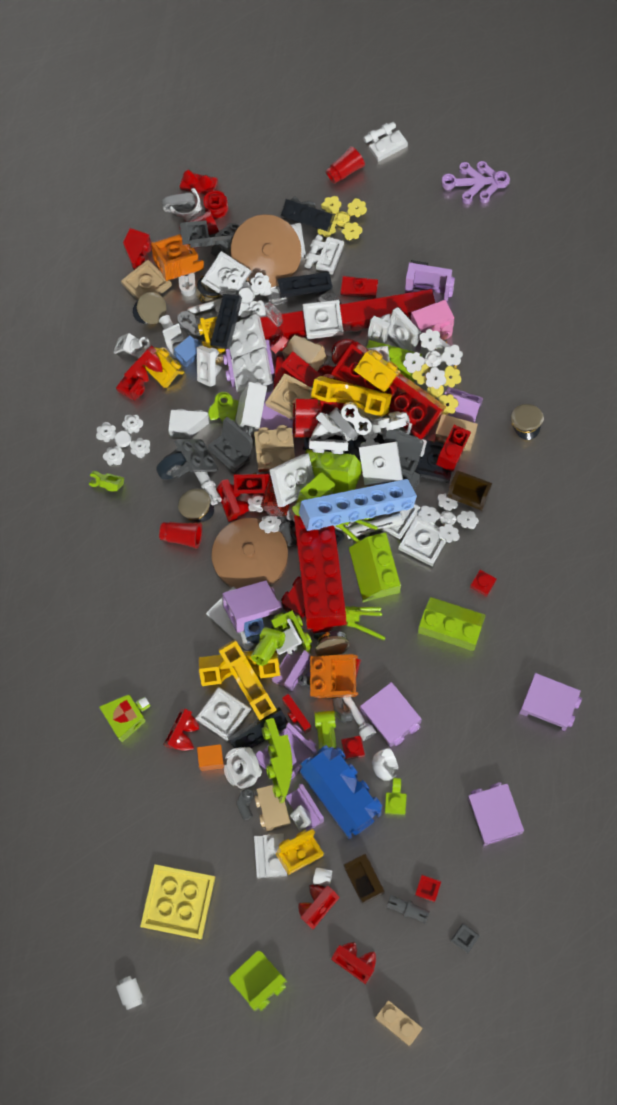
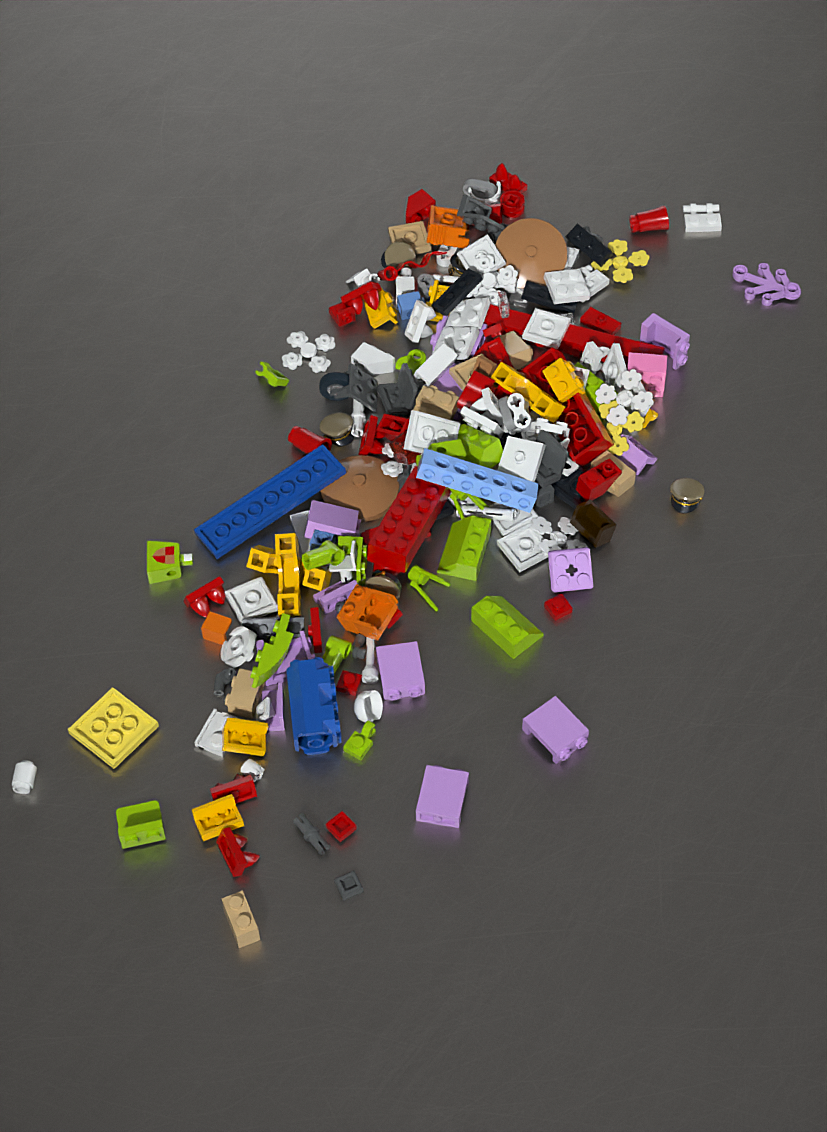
camera: 25 degrees right, 15 degrees down
(155, 330) = (390, 273): none -> red flag
(182, 610) = (269, 501): none -> blue plate
(298, 389) = (484, 366): none -> medium nougat tile
(314, 267) = (566, 286): none -> white plate
(321, 939) = (216, 816): none -> yellow bracket
(364, 879) = (288, 789): dark brown panel -> none
(472, 554) = (558, 563): none -> lavender brick

